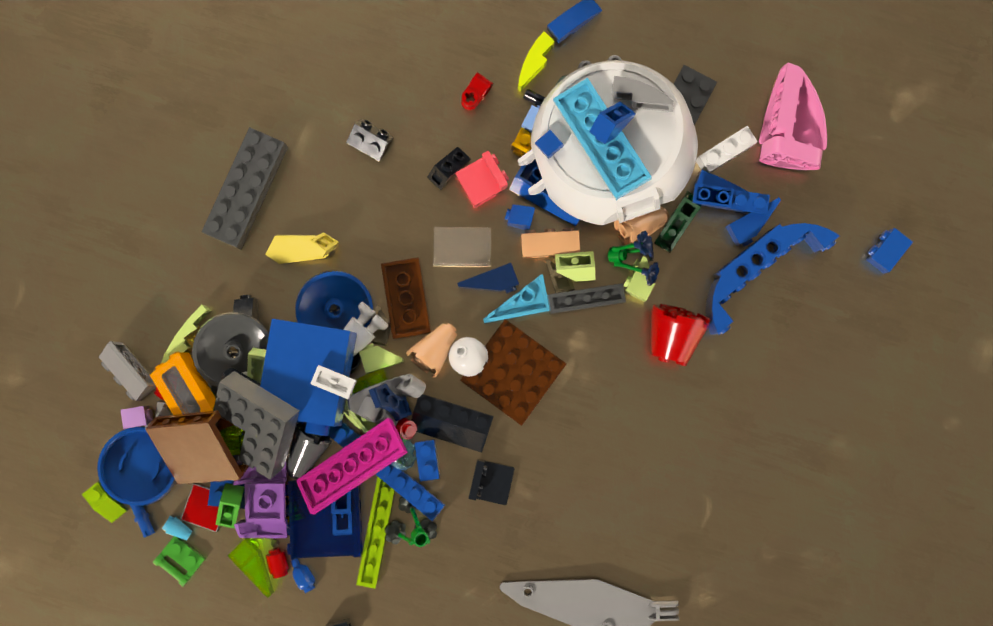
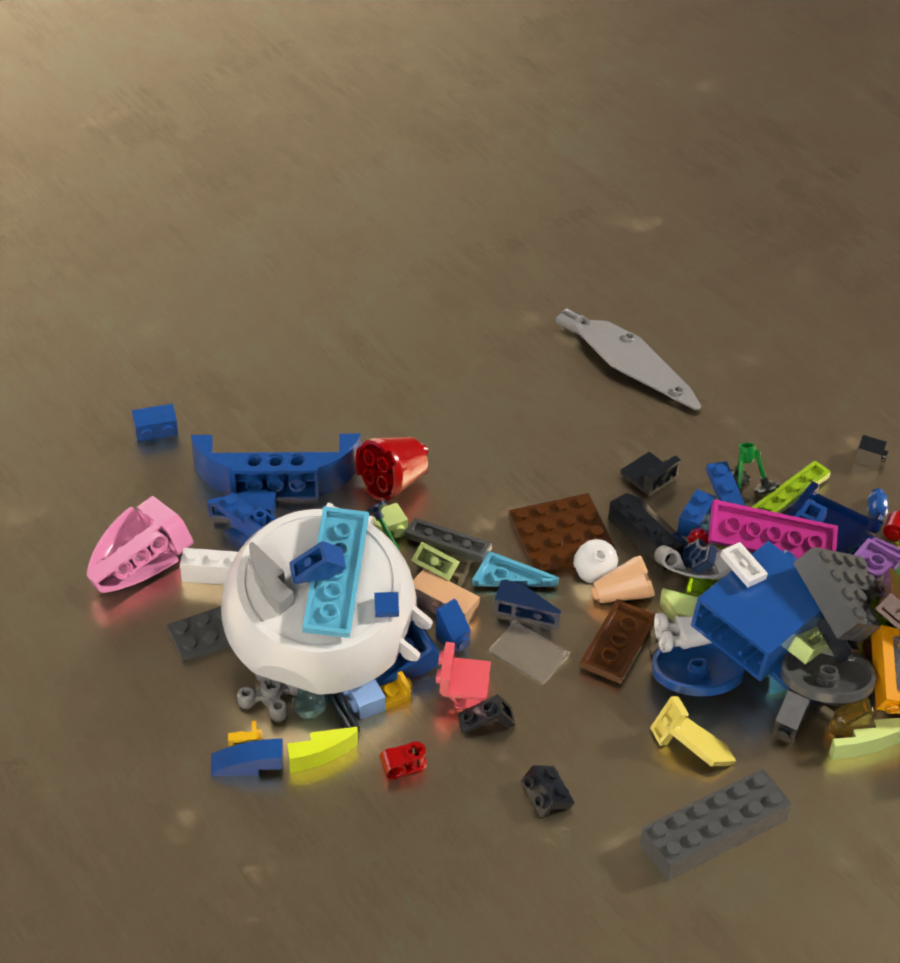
camera: 145 degrees left, 40 degrees down
(589, 29) = (243, 737): none -> yellow bracket

